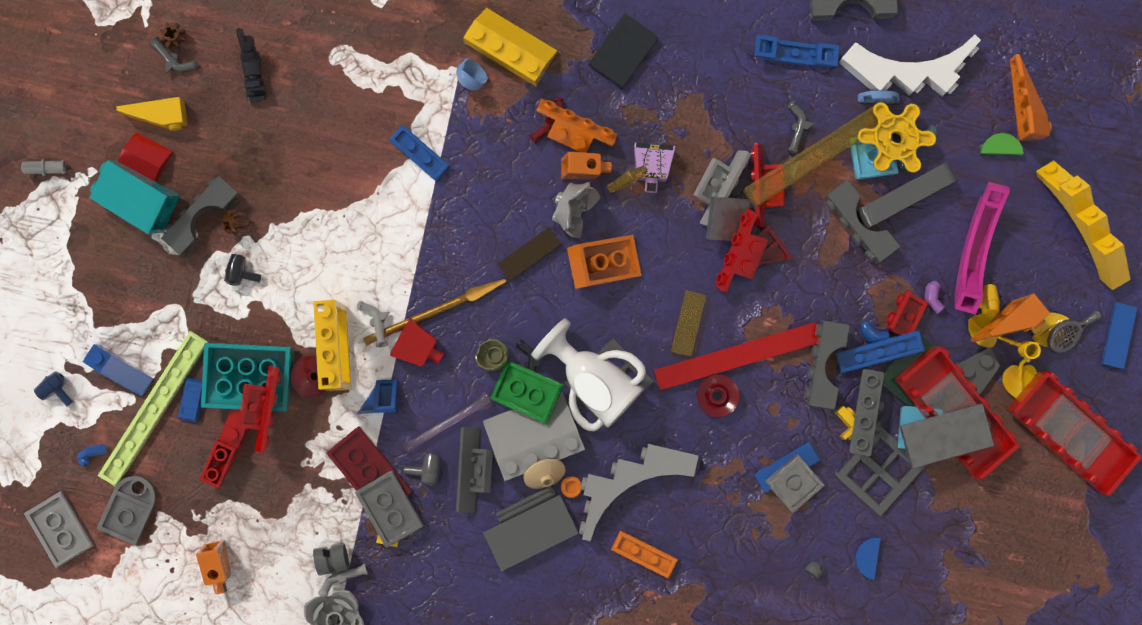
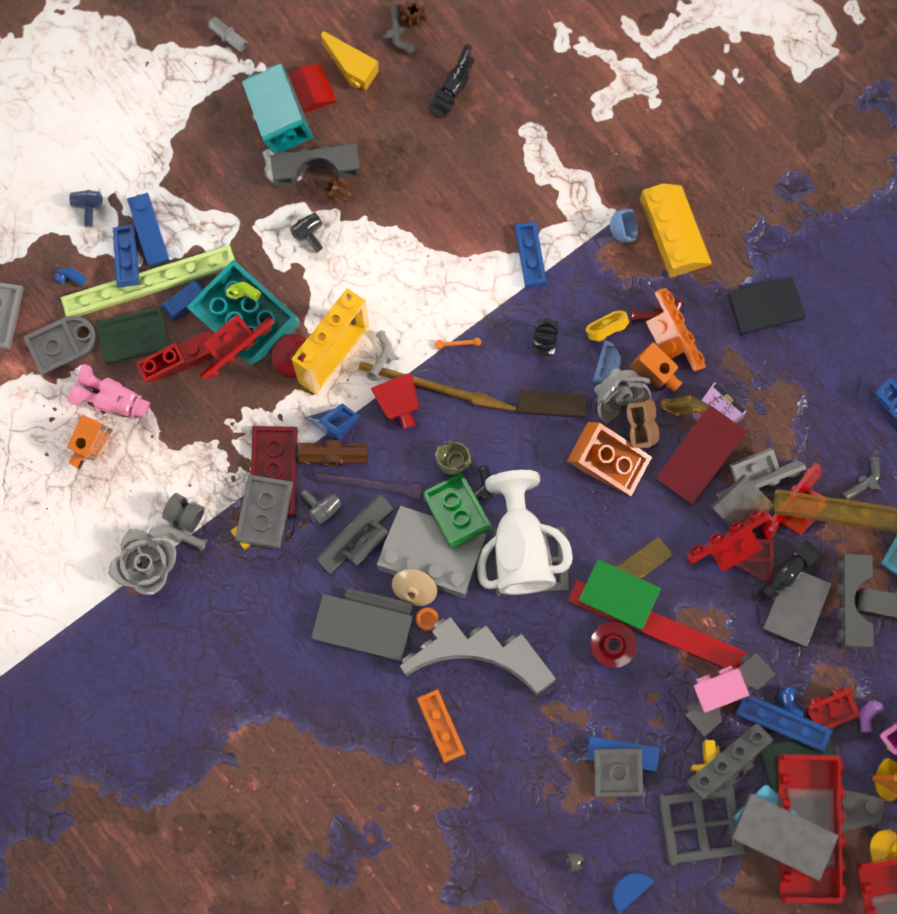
camera: 40 degrees right, 10 degrees down
(119, 403) = (126, 256): none -> blue tile
(177, 458) = (132, 335): none -> clear green tile
(202, 517) = (112, 395): none -> bright pink piece
(231, 361) = (242, 289): none -> lime arm
(401, 424) = (333, 453): none -> reddish brown piece
(410, 276) = (440, 344): none -> orange hinge
(484, 209) = (545, 337): none -> black gear
(521, 162) = (607, 325): none -> yellow plate
(544, 189) = (608, 361): none -> medium blue tile
(607, 216) = (642, 417): none -> medium nougat brick
(668, 204) = (701, 454): none -> dark red tile
(693, 356) = (619, 594): none -> green tile
(798, 239) = (789, 571): none -> black piece
(821, 369) = (721, 689): none -> bright pink brick
(822, 259) = (797, 609): none -> flat silver tile

